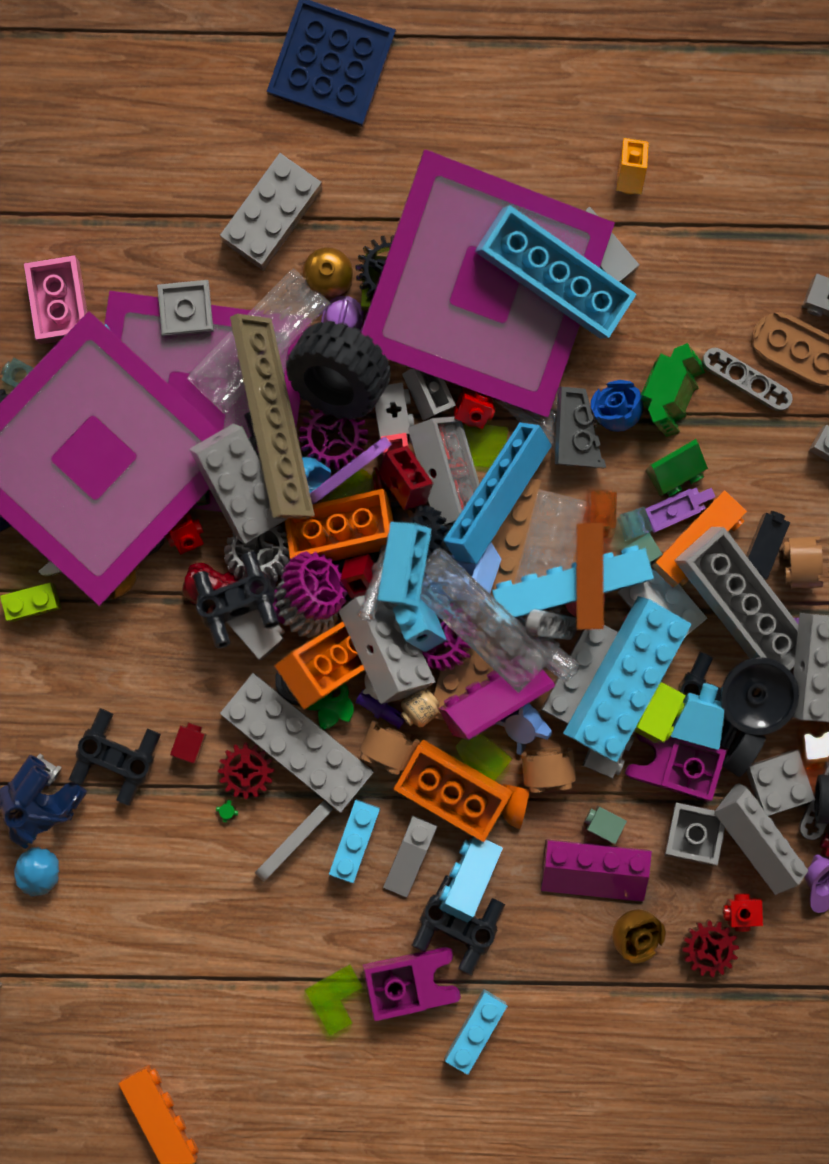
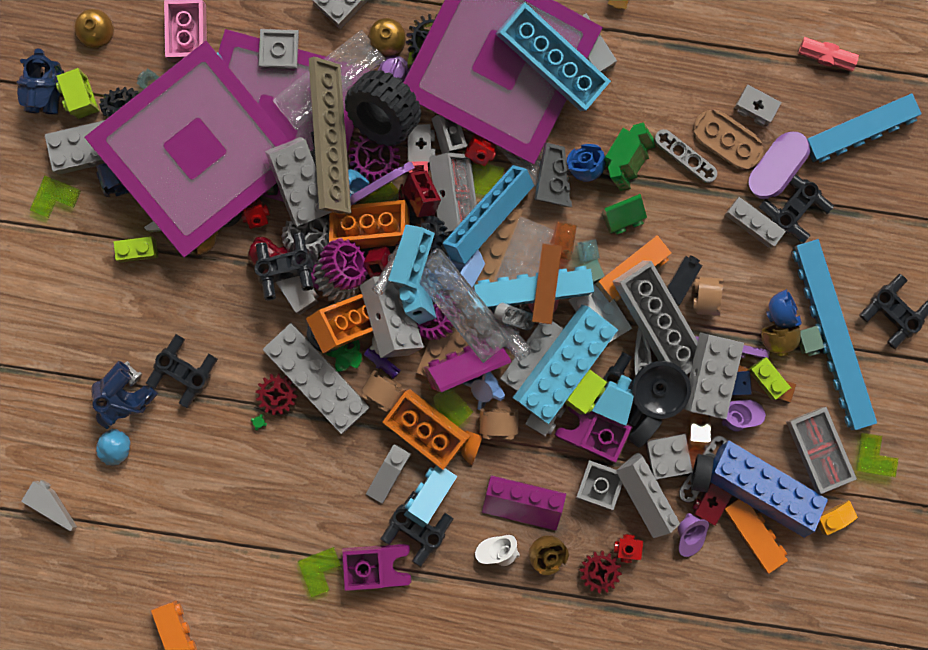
camera: 20 degrees right, 0 degrees up
(188, 743) = (237, 368): dark red brick -> none
(294, 840) = (304, 450): light grey beam -> none
(354, 841) = (348, 456): medium azure brick -> none
(419, 708) = (410, 365): tan head -> none
(475, 1031) = (418, 609): medium azure brick -> none
(570, 939) = (498, 550): none -> white piece
(604, 824) = (535, 469): sand green brick -> none
(678, 508) = (621, 244): medium lavender hinge -> none
(726, 650) = (642, 352): none -> light grey piece

